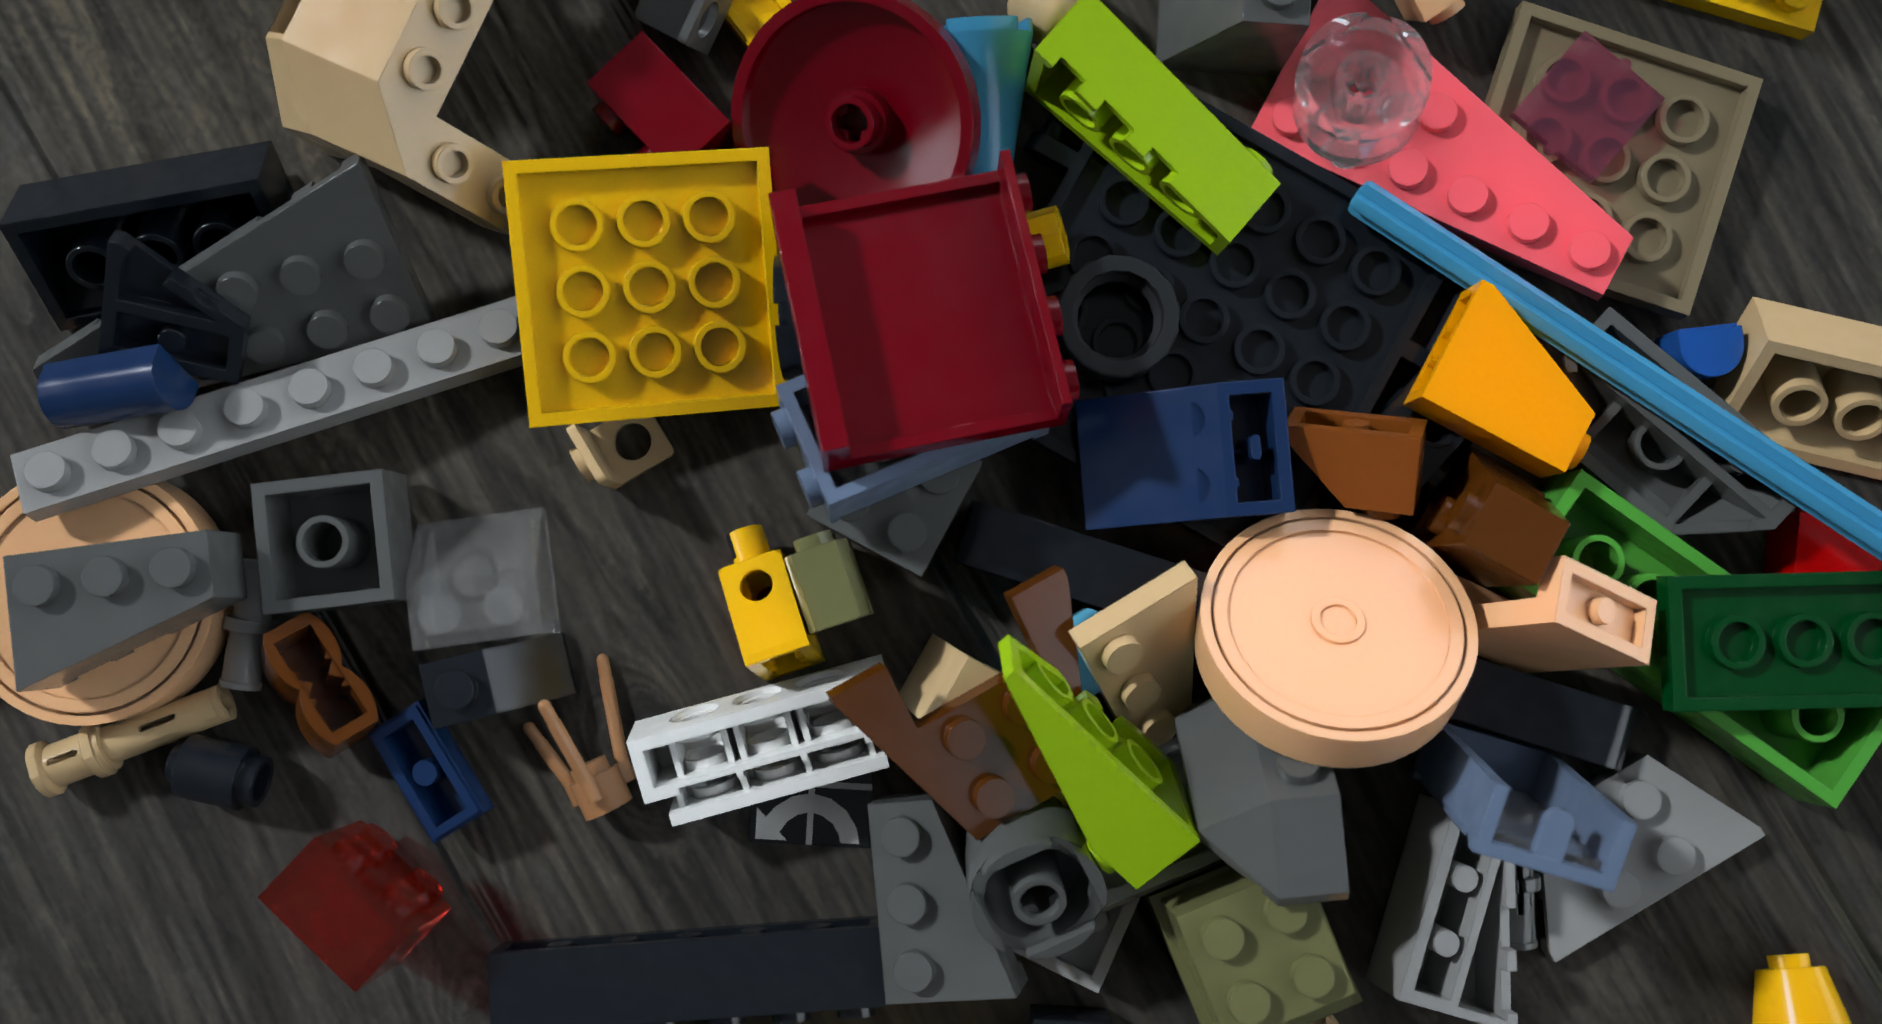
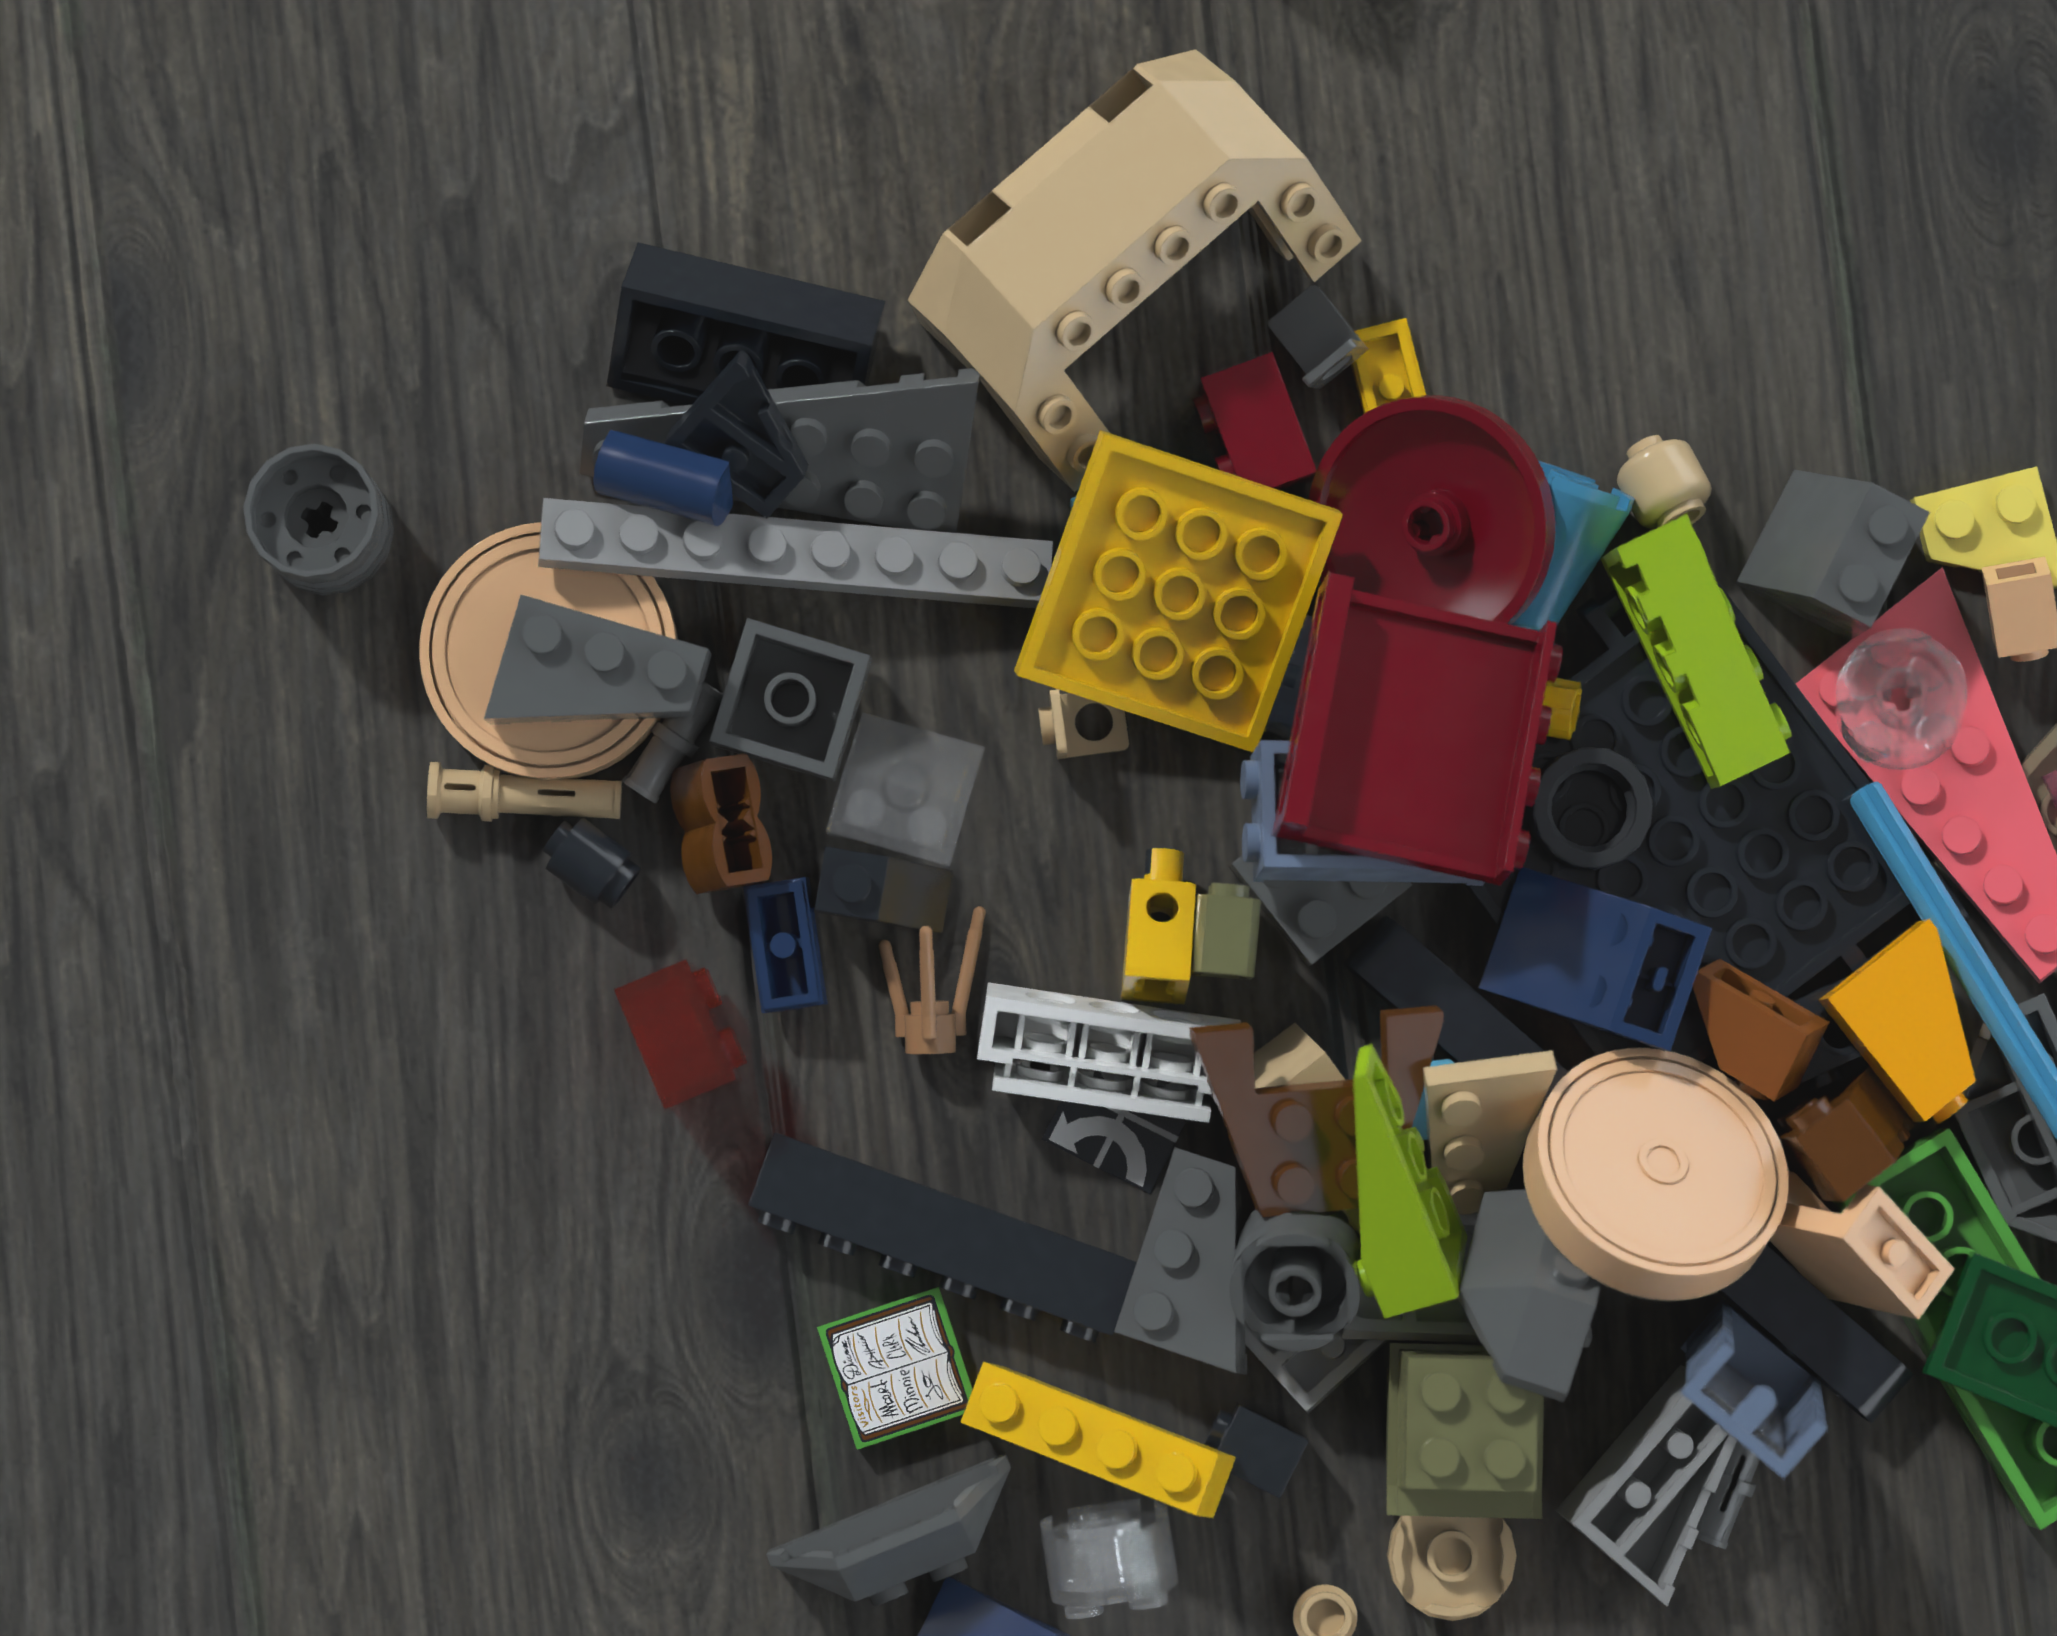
camera: 20 degrees right, 0 degrees up
(1675, 841) = (1851, 1498): light grey wing -> none

